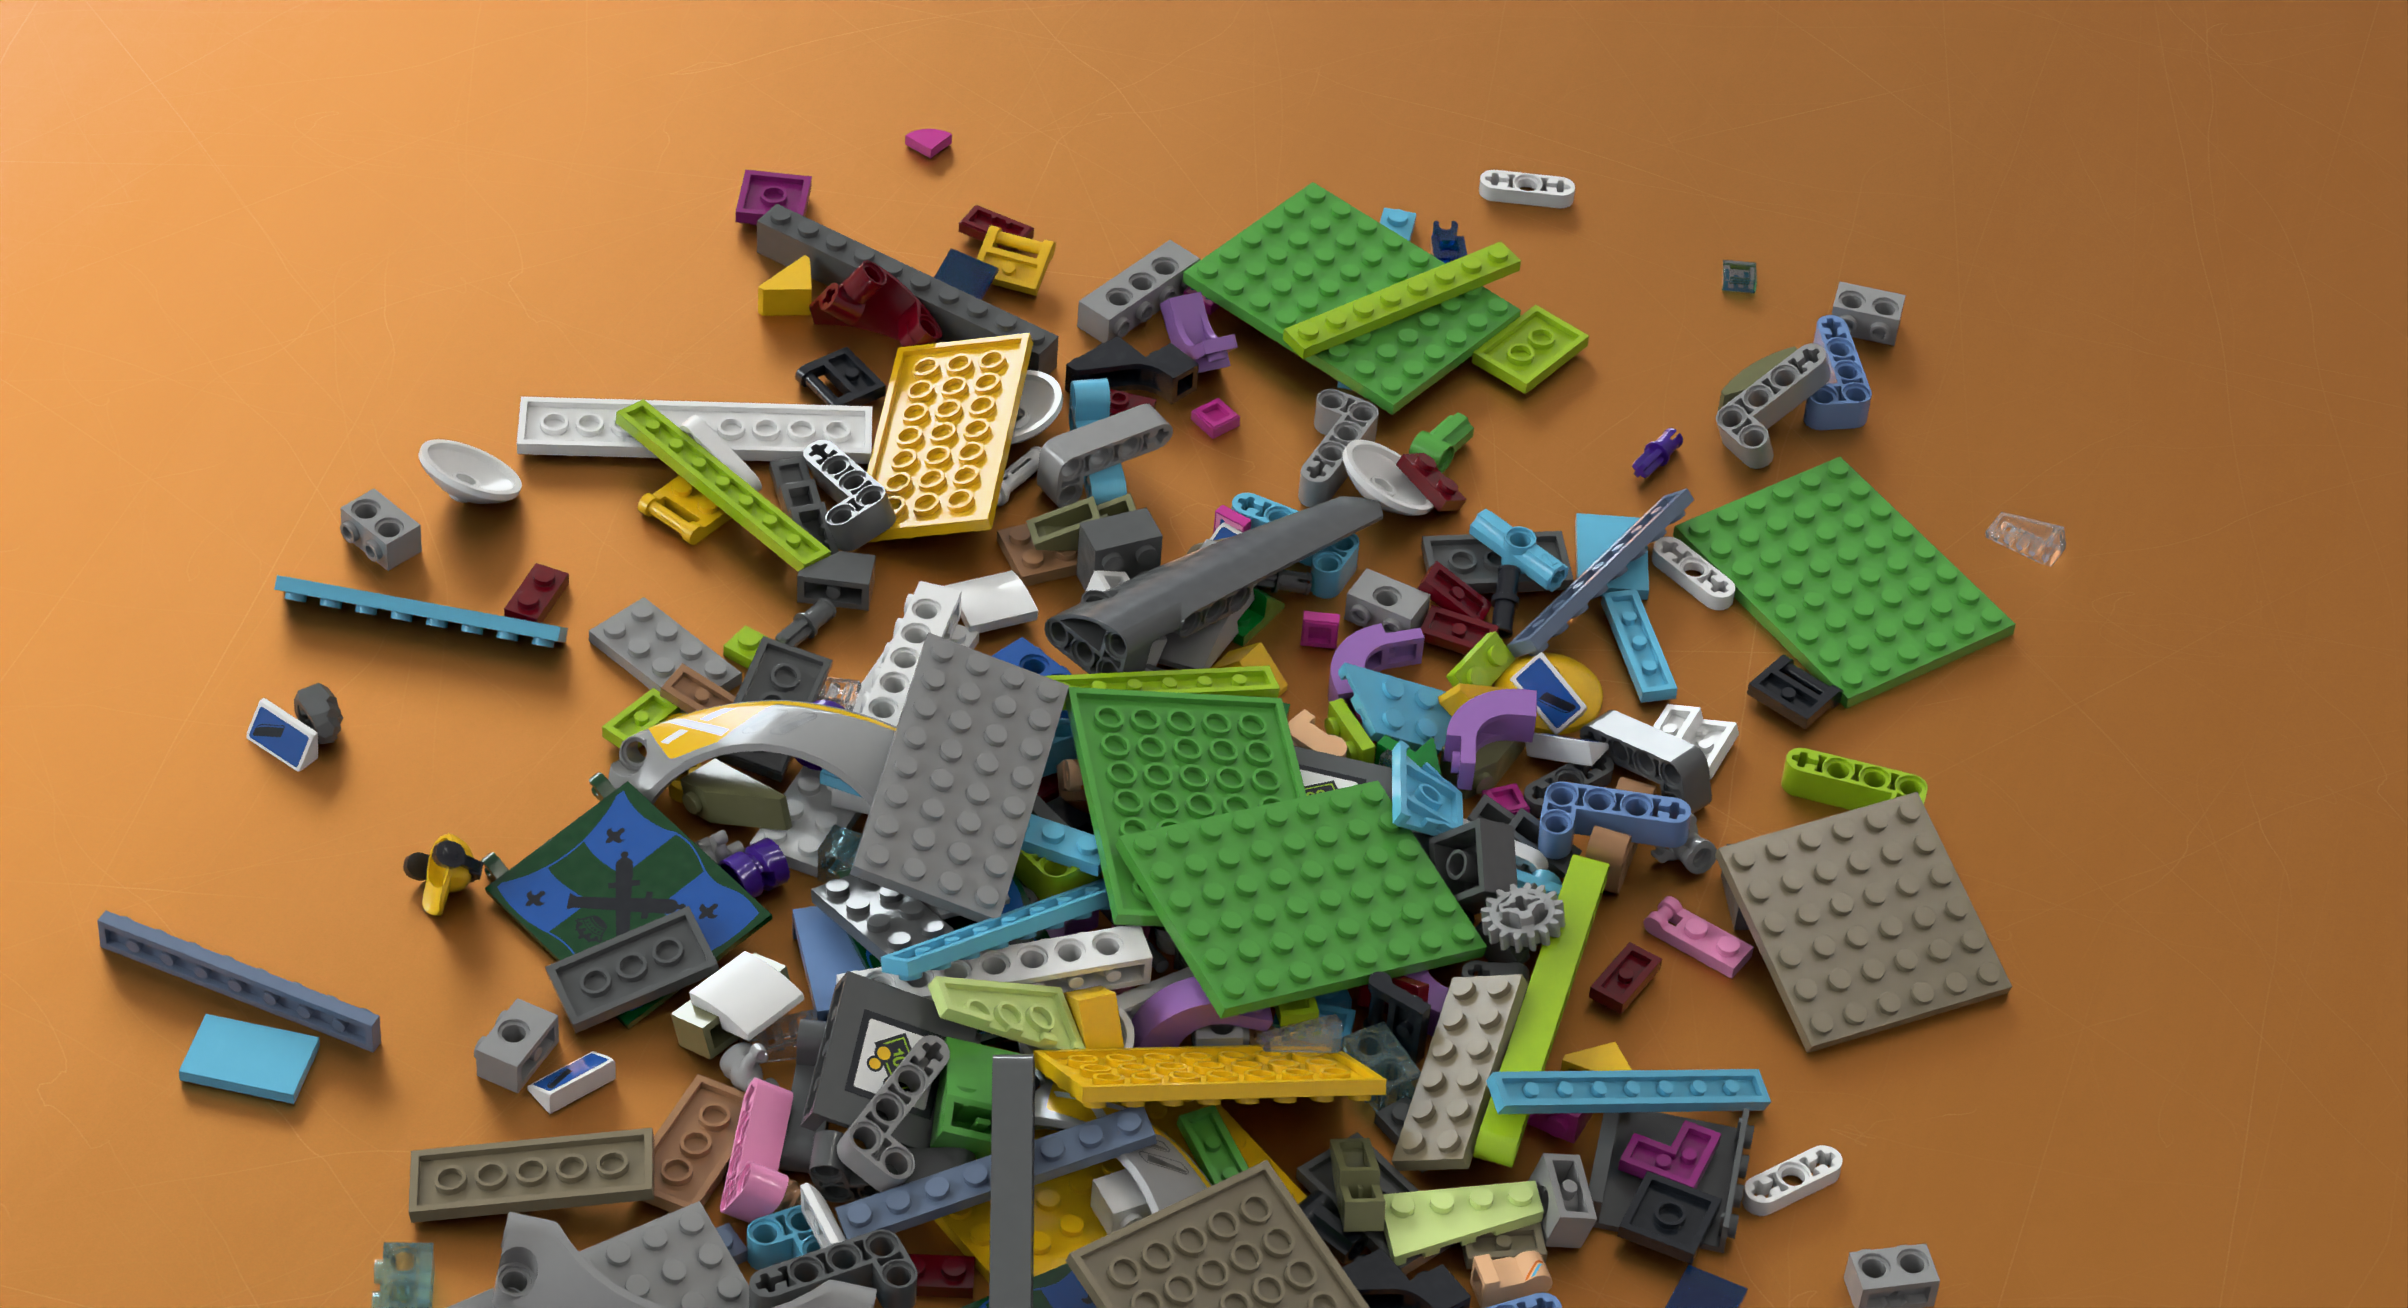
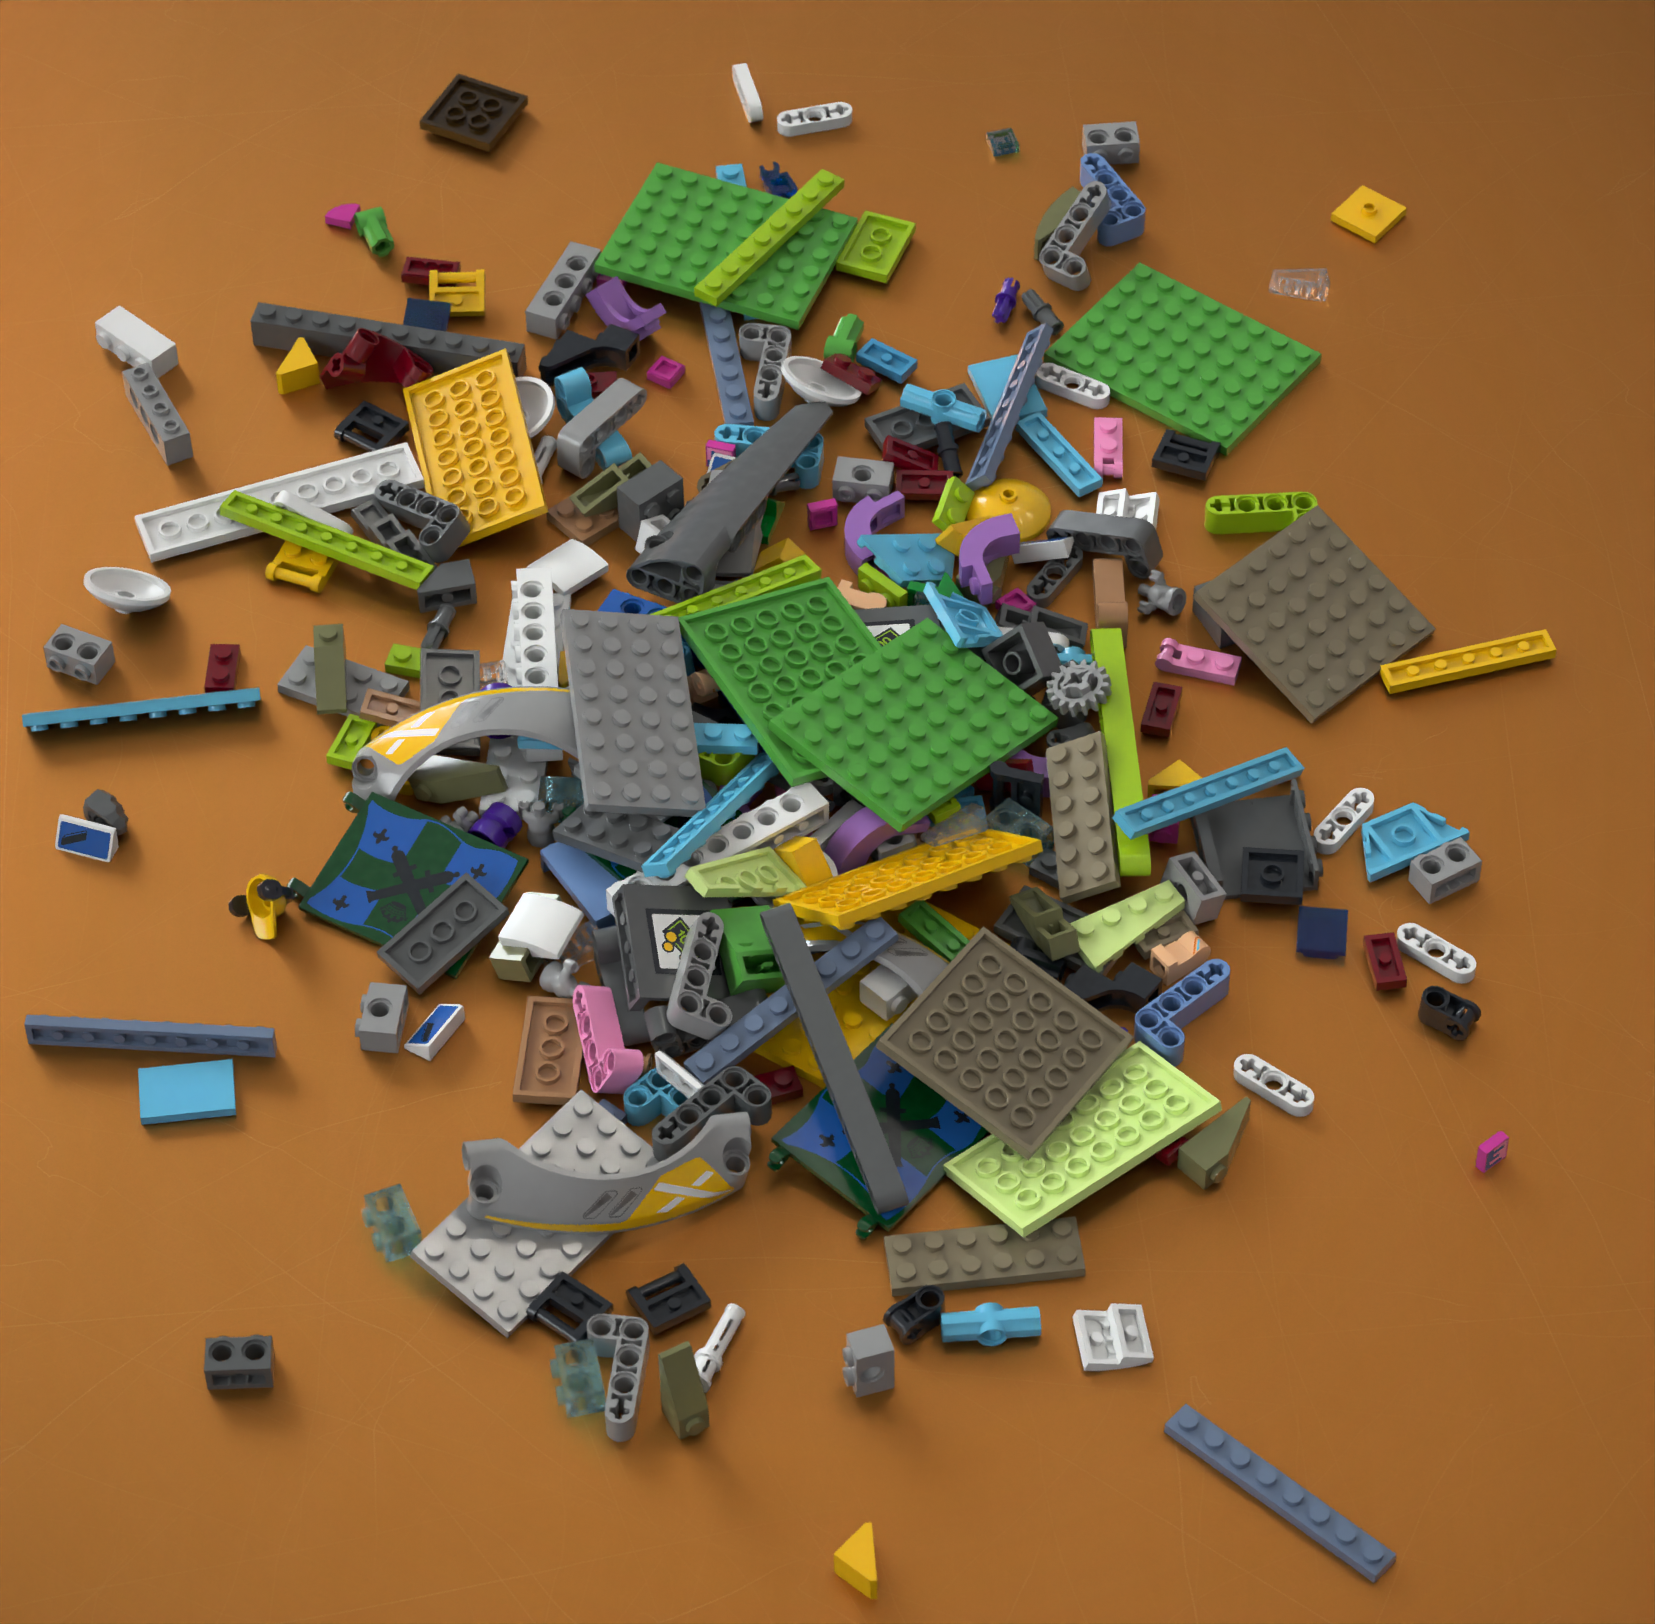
camera: 15 degrees left, 5 degrees up
(531, 1175) = (445, 1110): dark tan plate -> none
(605, 293) = (157, 414): none -> light grey brick
(621, 211) = (136, 341): none -> white brick
(652, 628) = (330, 669): none -> olive slope
(766, 189) = (241, 296): magenta plate -> none
(810, 874) = (540, 822): none -> light grey piece
(954, 167) = (373, 227): none -> bright green piece
(1132, 71) = (473, 112): none -> dark brown plate
(1290, 431) = (727, 365): none -> sand blue plate
(1460, 138) = (747, 92): none -> white beam
(1481, 479) = (886, 360): none -> dark azure plate
(1556, 700) = (1026, 514): slope -> none
(1579, 807) = (1082, 592): medium blue beam -> none
(1681, 1162) = (1263, 831): magenta plate -> none
(1695, 479) = (1042, 311): none -> dark grey axle
(1704, 655) = (1108, 446): none -> bright pink plate
(1857, 1220) = (1401, 836): none -> medium azure wing
(2035, 1037) = (1467, 661): none -> yellow plate
(2148, 482) = (1368, 214): none -> yellow plate

